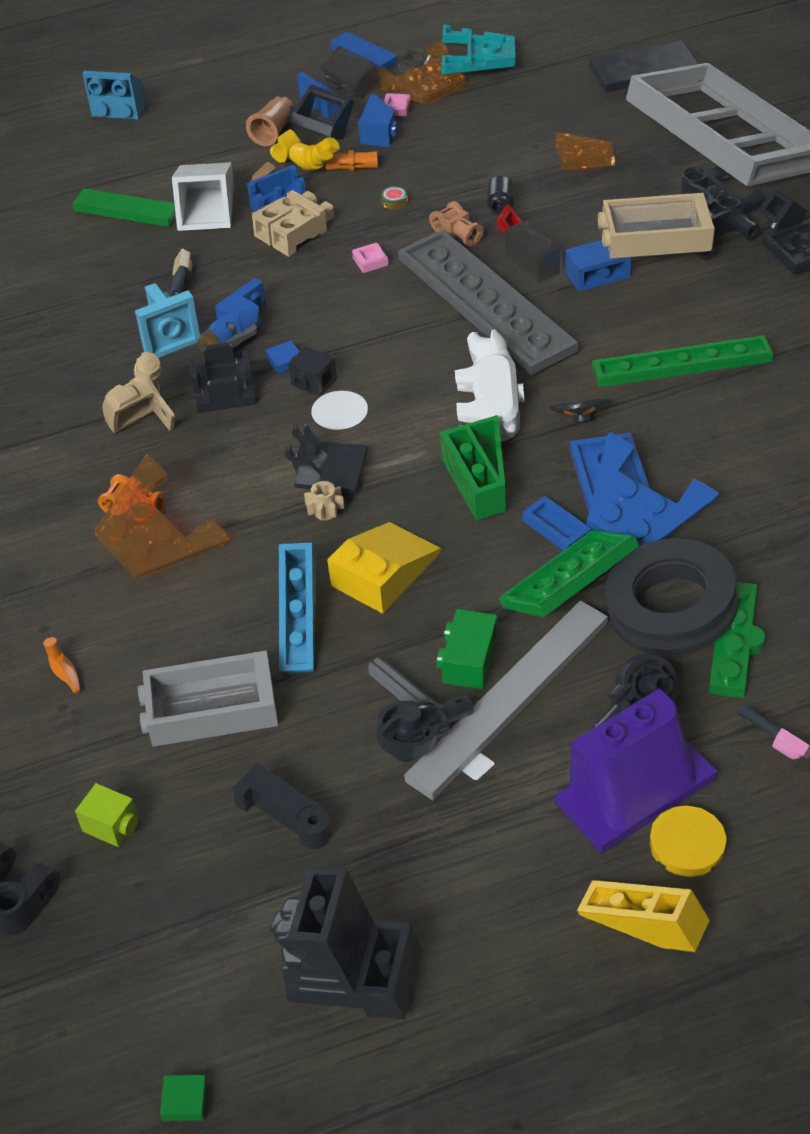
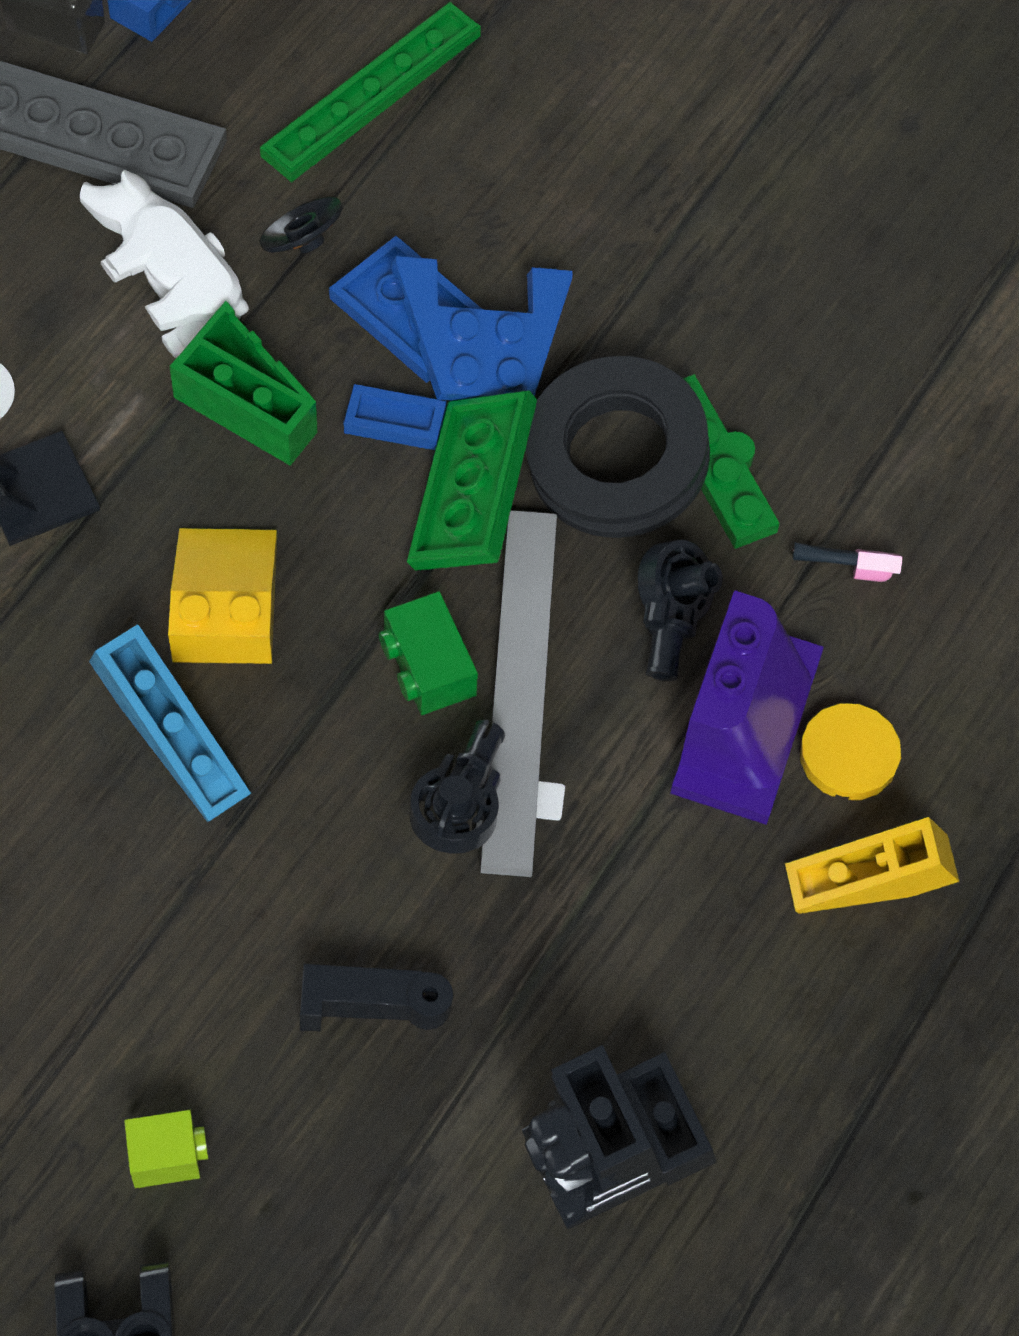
camera: 45 degrees left, 15 degrees up
(207, 698) = (157, 915): light grey piece -> none
(324, 500) = (74, 546): tan gear -> none
(395, 682) = (382, 752): dark grey axle -> none

